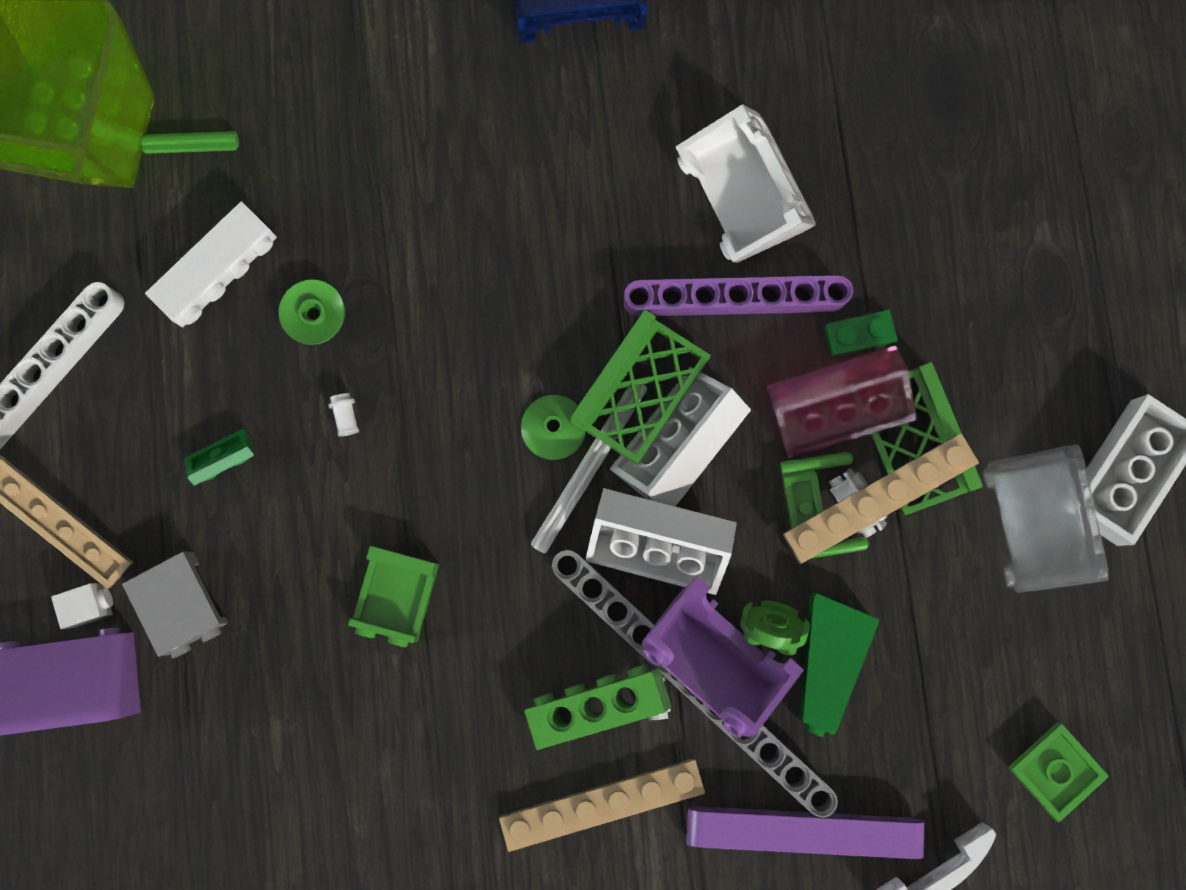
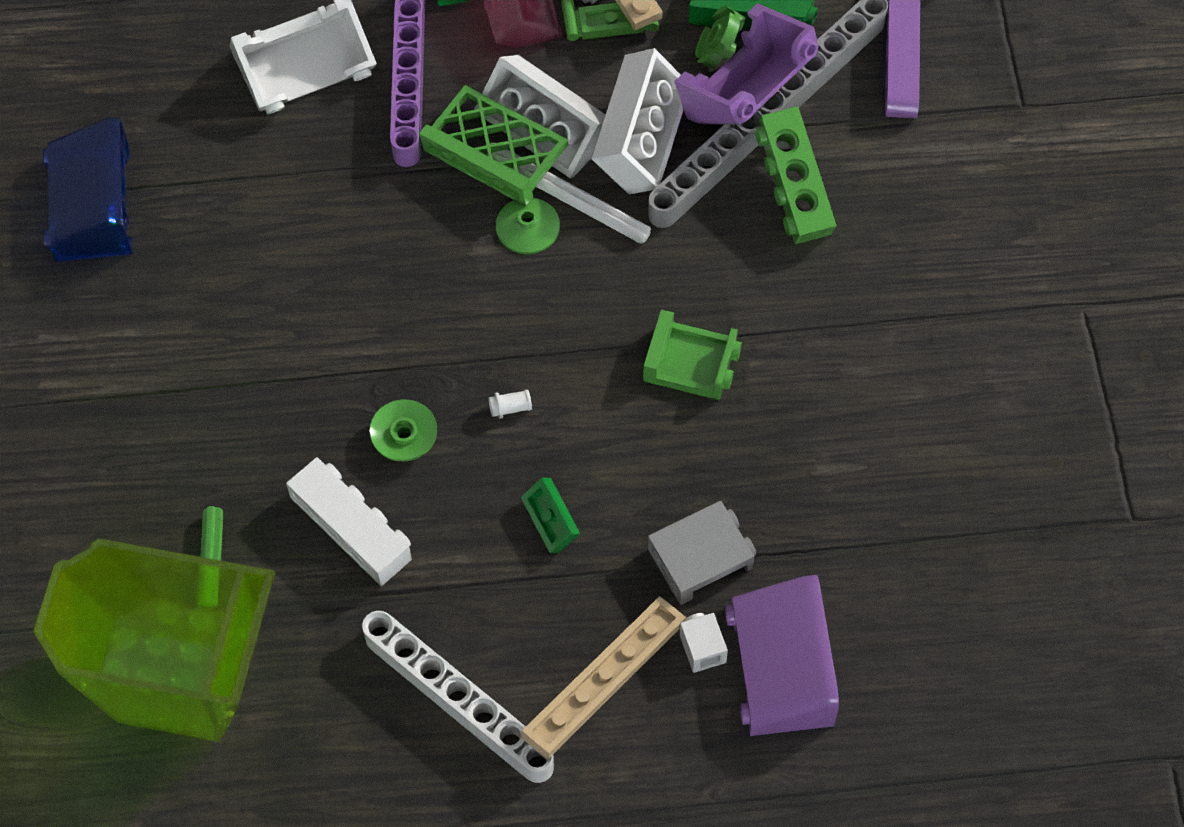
camera: 90 degrees left, 20 degrees down
(601, 804) = (886, 187): tan plate -> none

